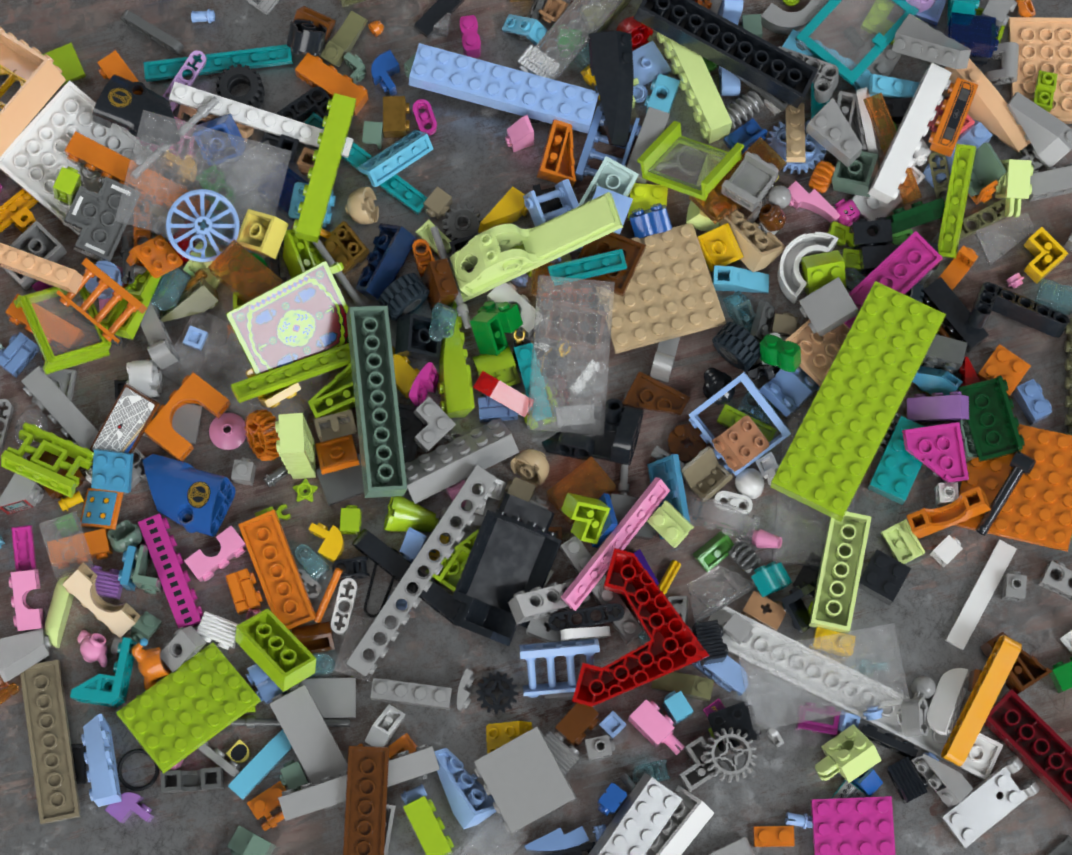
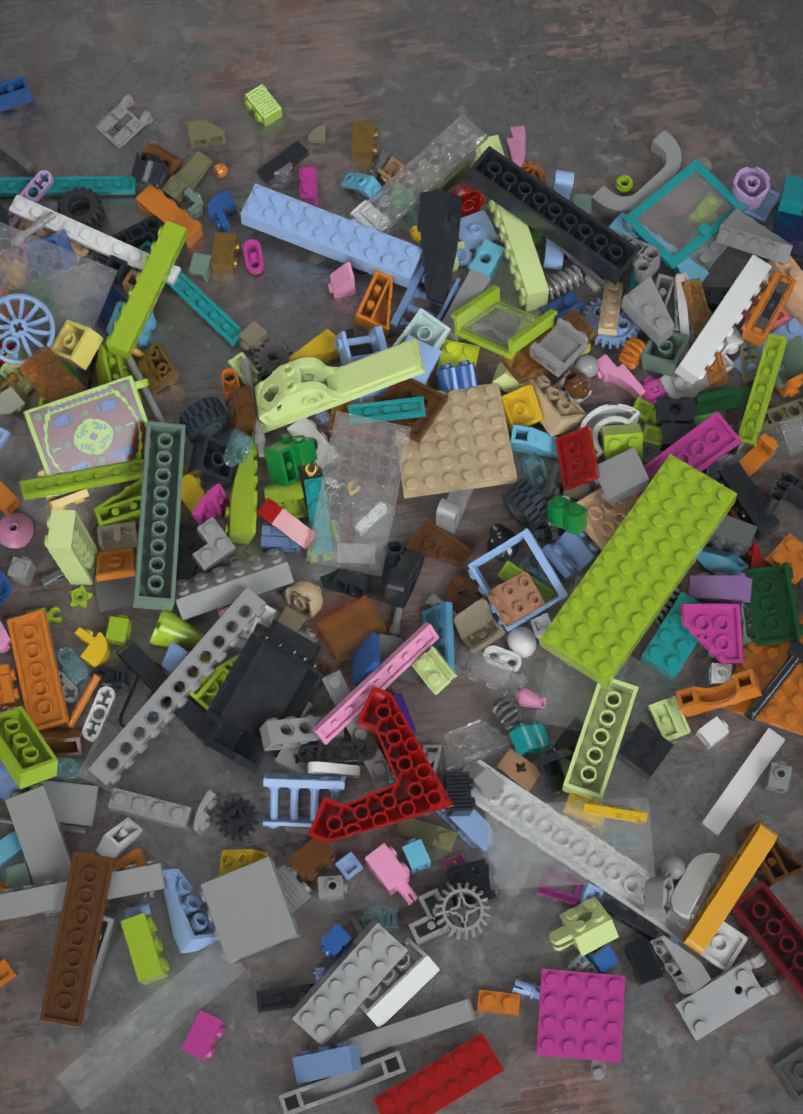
camera: 10 degrees right, 5 degrees down
(203, 16) = (58, 142): light blue pin -> none
(262, 434) = (38, 532): orange gear -> none
(361, 206) = (179, 331): tan cylinder -> none
(385, 260) = (194, 384): dark blue wedge -> none
(396, 157) = (220, 290): medium azure fence -> none
(558, 841) = (276, 978): medium blue slope -> none
(588, 514) = (353, 652): lime brick -> none
(669, 576) = (427, 725): yellow axle -> none
(713, 551) = (476, 705): bright green slope -> none
(773, 734) = (513, 899): light grey tile -> none
(782, 293) = (577, 458): none -> red tile
(864, 642) = (614, 812): none -> yellow wing
(873, 714) = (616, 888): light blue plate -> none
(892, 87) = (711, 275): medium azure plate -> none

